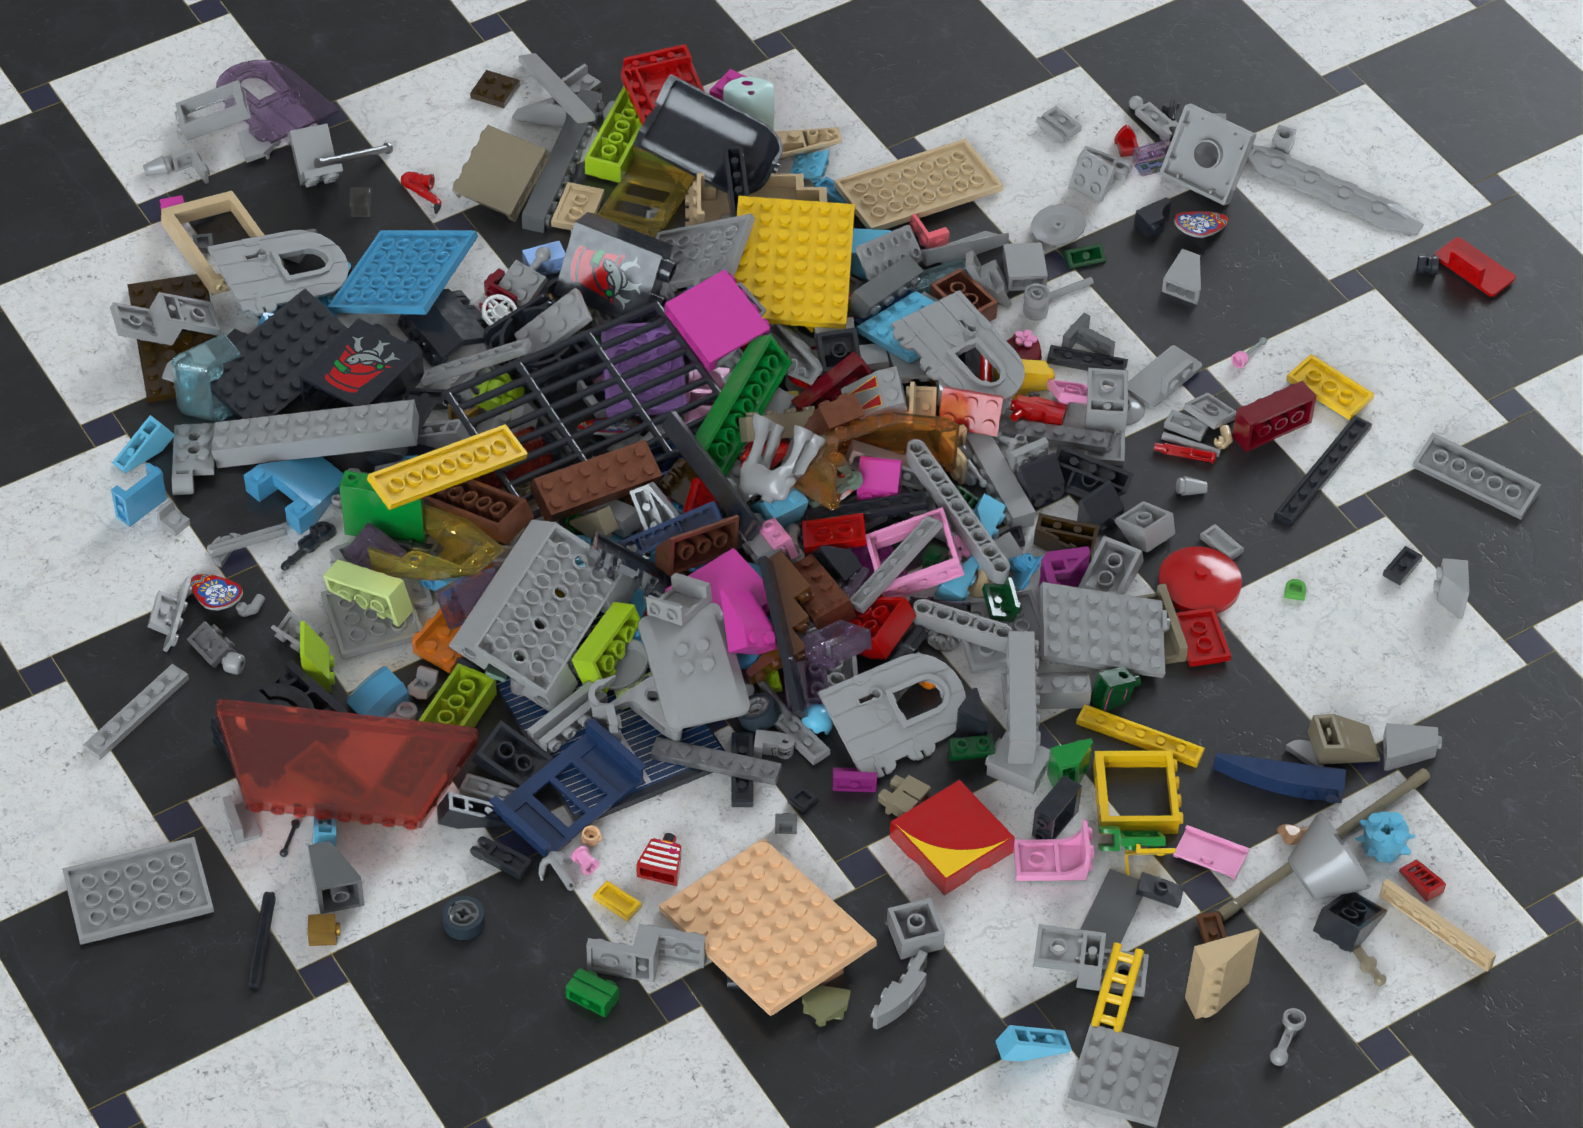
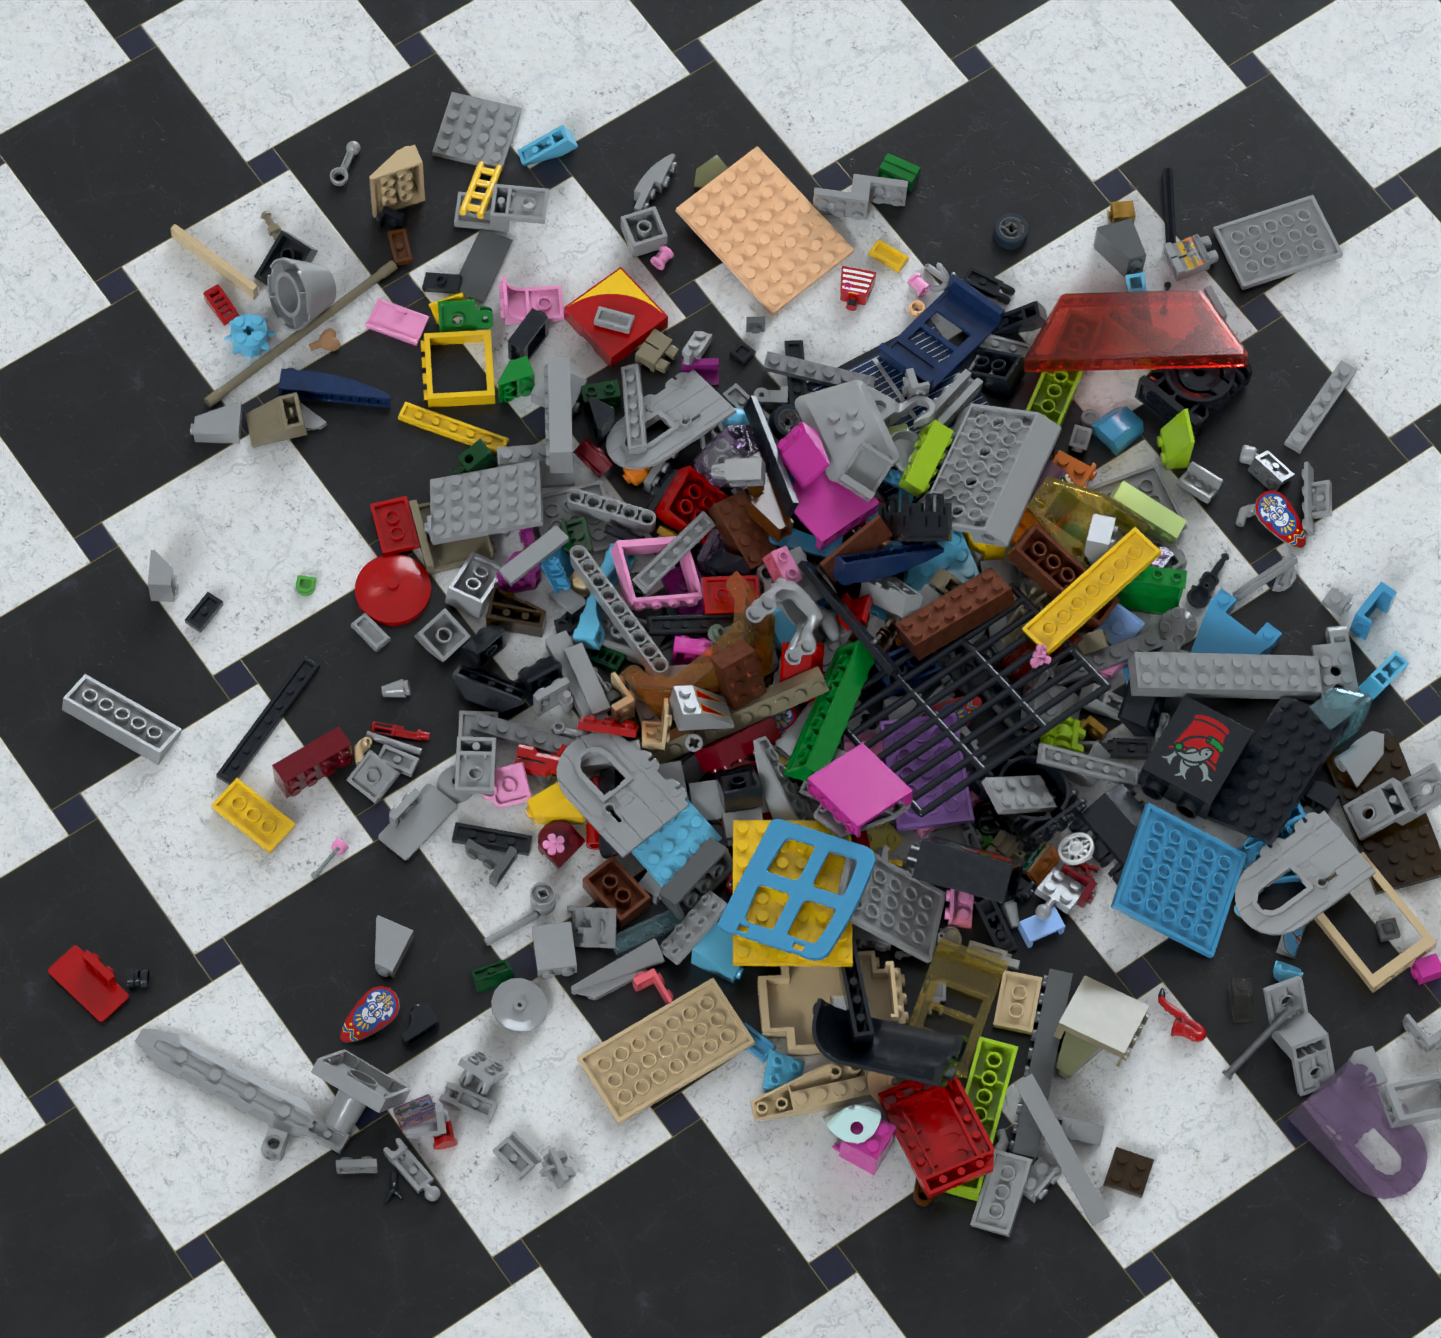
camera: 175 degrees right, 15 degrees up
(249, 876) = (1189, 256): none -> light grey hips
(311, 211) = (1284, 971): none -> medium azure hair
(426, 530) = (1100, 537): none -> slope
(513, 421) = (1040, 656): none -> bright pink plant
(607, 74) = (1002, 1193): none -> light grey plate
(786, 238) = (798, 890): none -> dark azure window
(818, 613) = (741, 471): none -> light grey hinge
(858, 795) = (696, 346): none -> light grey hinge
(892, 902) = (662, 257): none -> bright pink bush
(933, 729) = (634, 409): none -> light grey tile
(955, 811) = (614, 320): none -> light grey plate
(984, 688) = (593, 457): none -> dark red tile
(991, 468) = (587, 679): none -> light grey tile
(1025, 111) = (554, 1169): none -> light grey hips
(1049, 562) = (533, 555): none -> light grey tile
(1140, 137) = (434, 1128): none -> light grey bracket

